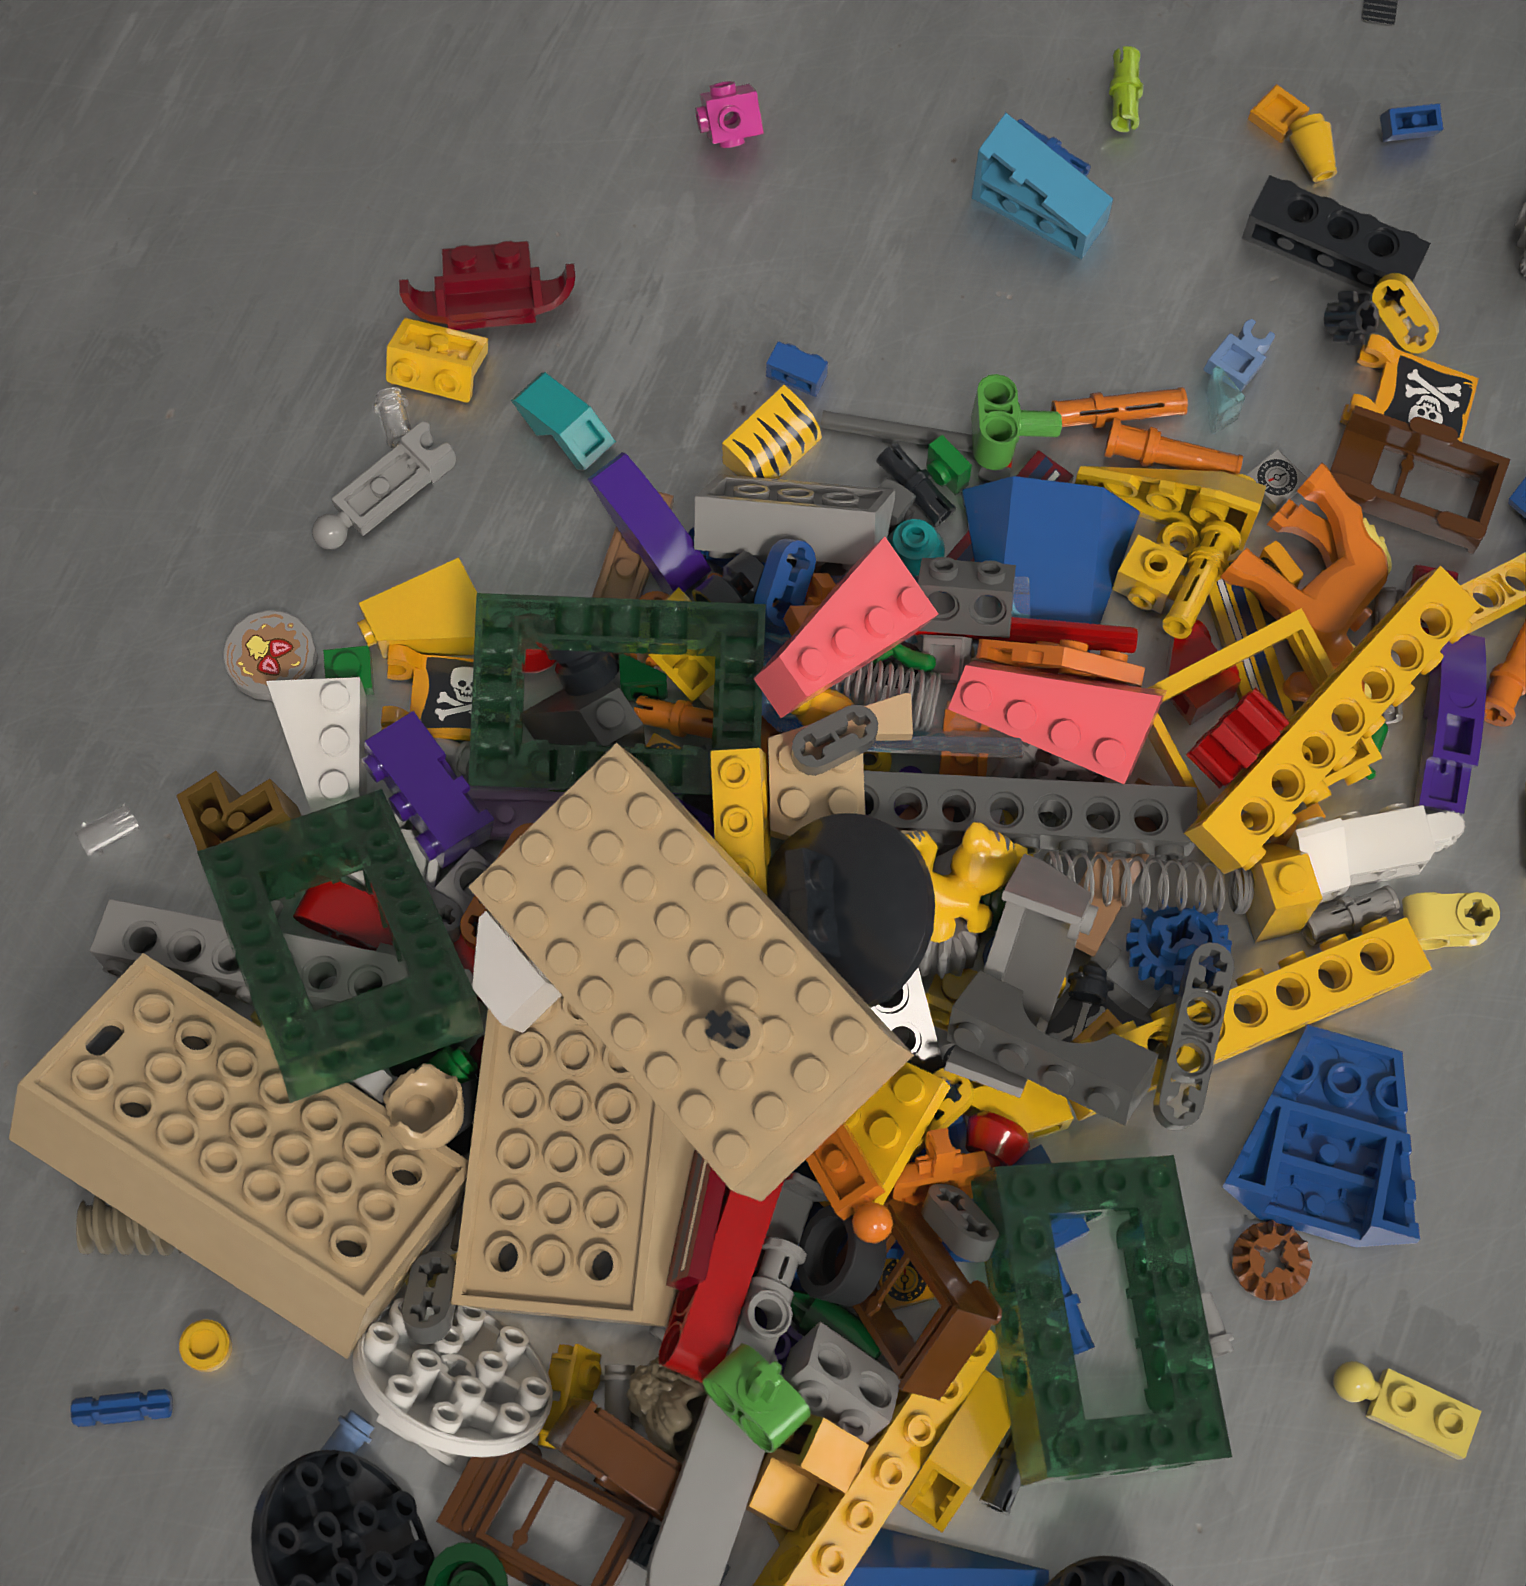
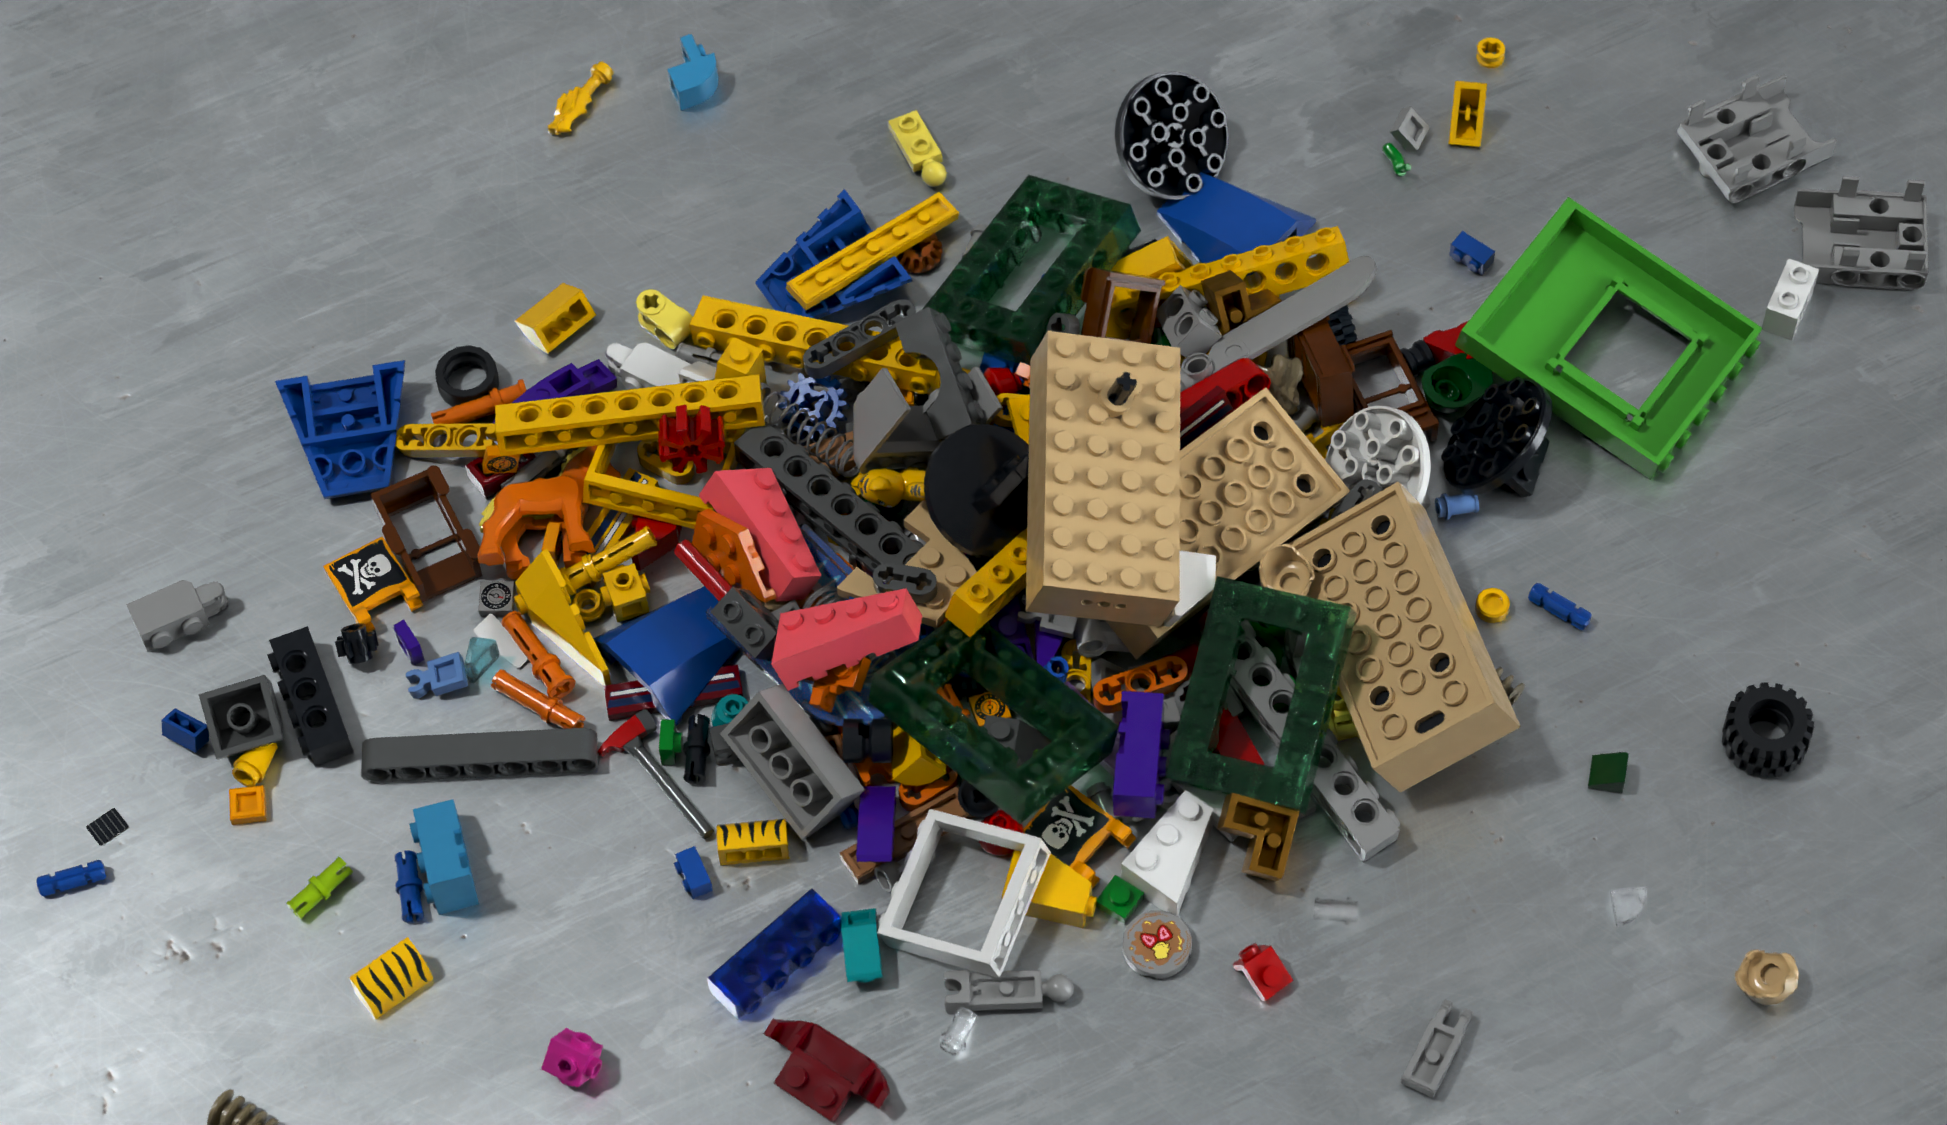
camera: 135 degrees left, 10 degrees down
(137, 706) = (1263, 970): none -> red bracket
(434, 359) = (898, 1048): yellow bracket -> none
(456, 605) = (1009, 914): none -> white window
(596, 515) = (888, 874): none -> light grey hinge
(637, 286) = (807, 913): none -> clear blue brick
(756, 1397) = (1237, 325): bright green beam -> none
(784, 581) = (839, 711): blue beam -> none
(970, 61) = (391, 978): none -> yellow brick
(1000, 422) = (613, 730): bright green beam -> none
(1120, 309) = (479, 755): none -> dark grey beam
(1246, 444) = (492, 629): none -> white sticker
(1305, 361) = (408, 642): none -> dark purple tile
(1309, 1197) = (872, 250): none -> yellow tile
(1370, 162) = (242, 716): none -> dark grey slope
(1413, 306) = (326, 620): yellow beam -> none

